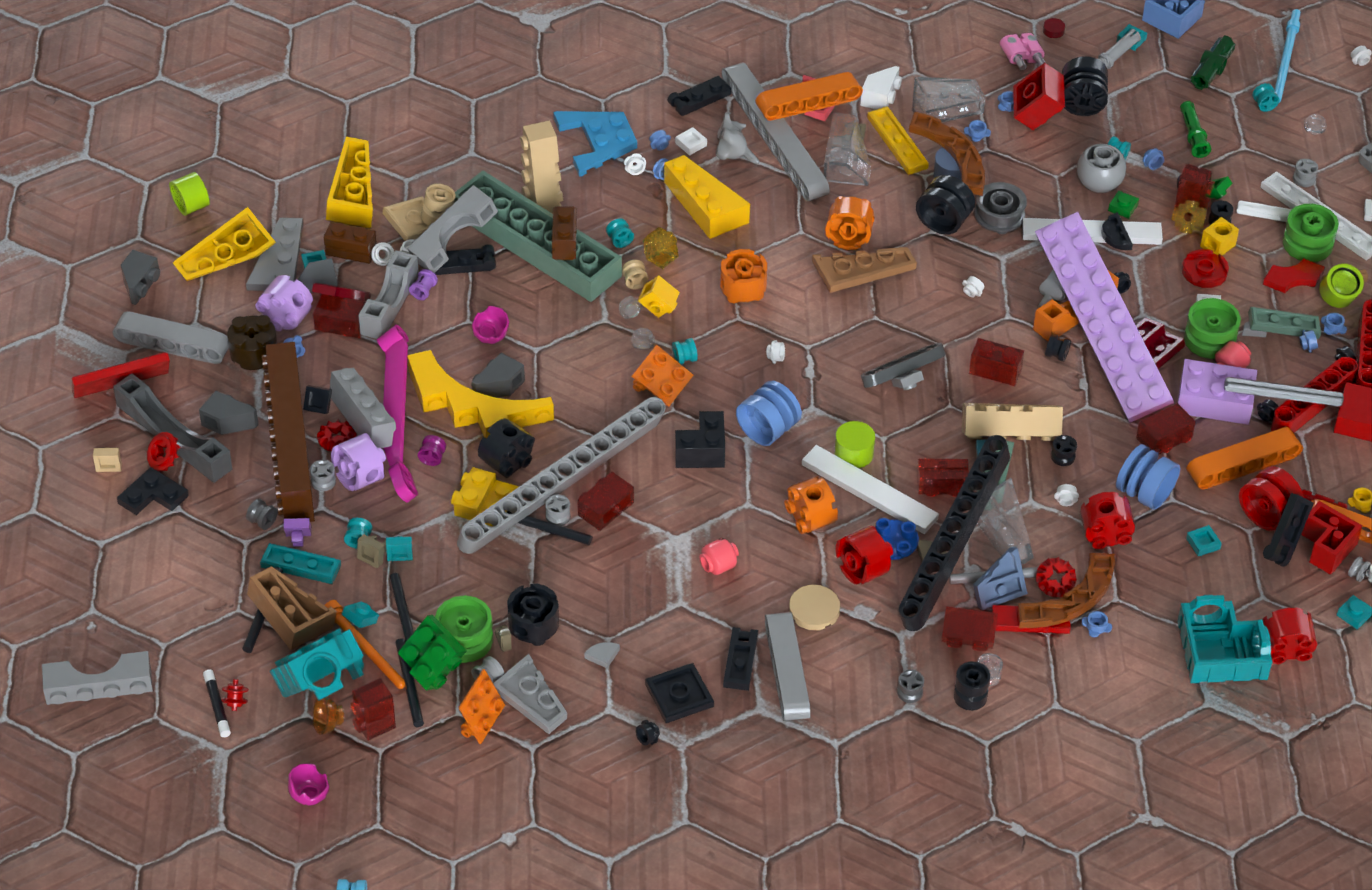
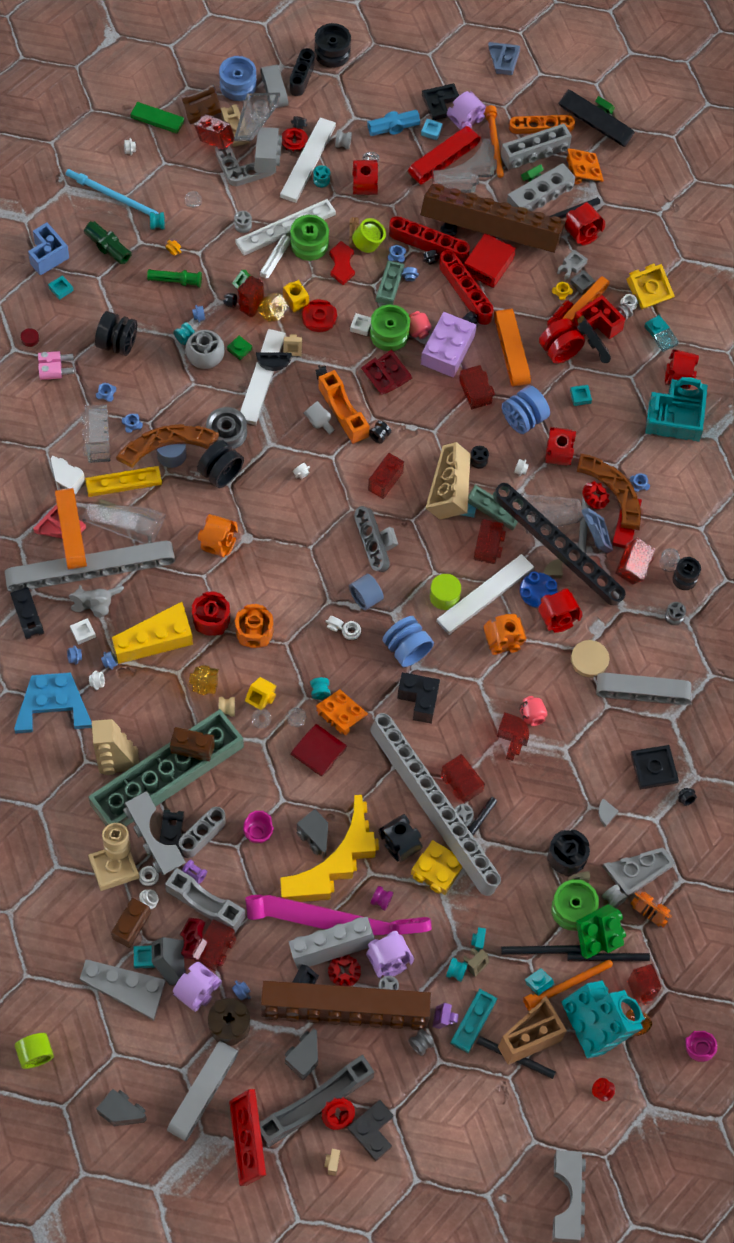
camera: 80 degrees left, 15 degrees up
(216, 703) = (603, 1106): black bar -> none
(230, 244) = (107, 1025): yellow wedge -> none
(351, 188) = (62, 909): yellow wedge -> none
(473, 282) = (204, 823): none -> light grey beam
(605, 365) = (318, 750): none -> dark red slope
(620, 233) = (176, 708): teal wheel -> none
(682, 545) = (514, 730): none -> clear red brick
(740, 659) = (629, 718): black plate -> none
(747, 231) = (211, 613): none -> red brick
(773, 369) = (354, 626): none -> white plate
(825, 367) = (366, 591): none -> sand blue piece
(863, 267) = (260, 545): medium nougat wing -> none
(1039, 96) = (120, 367): red brick -> none
(1104, 317) = (366, 391): lavender plate -> none
(1119, 48) = (82, 310): light grey pin -> none
(1146, 246) = (293, 345): none -> tan tile
(1220, 209) = (269, 283): black wheel -> none
(1235, 118) = (173, 247): none -> light orange plate
(1283, 391) = (472, 301): axle -> none
(1336, 621) = (666, 339): none -> clear light blue plate

